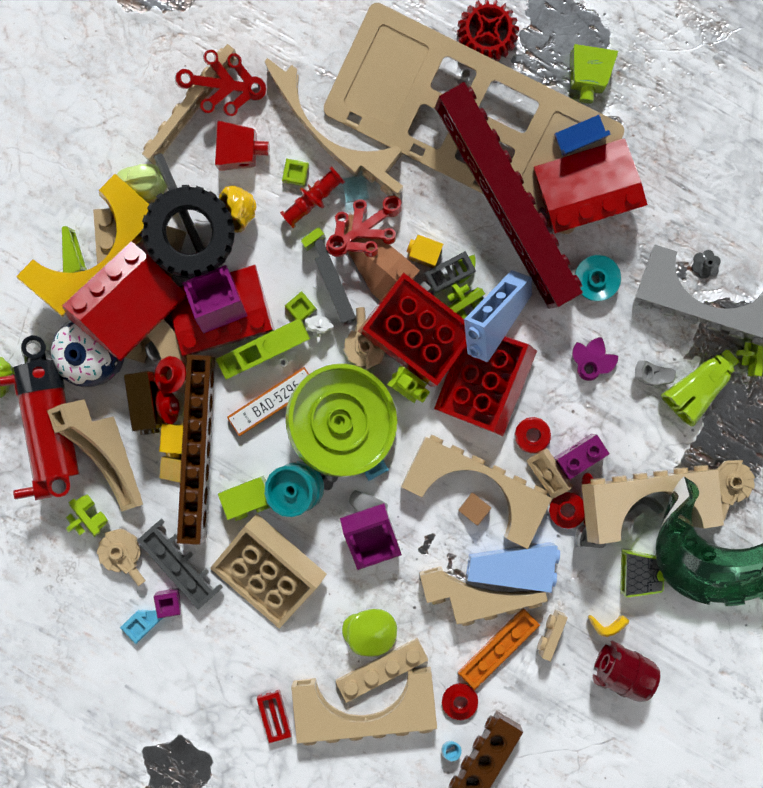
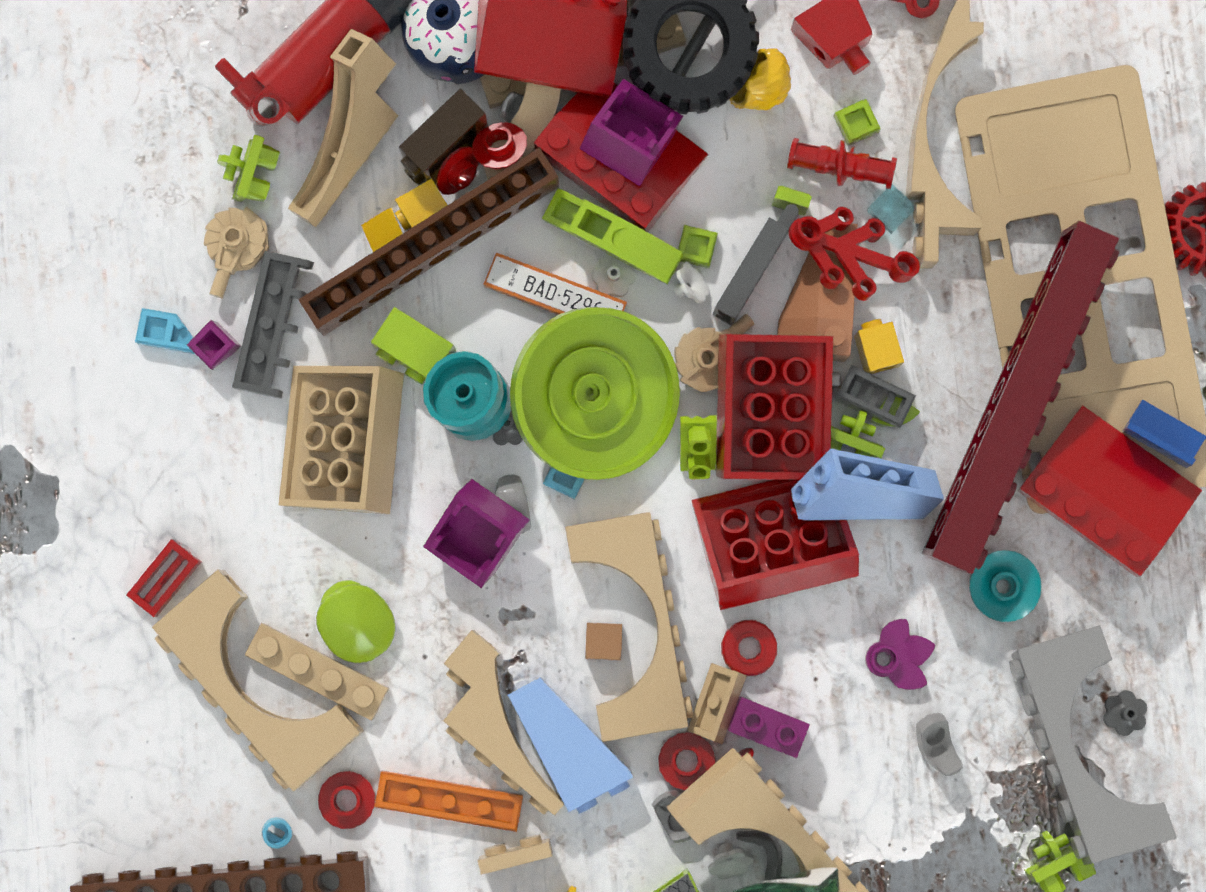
camera: 50 degrees right, 5 degrees down
(697, 390) = (957, 816): lime piece -> none

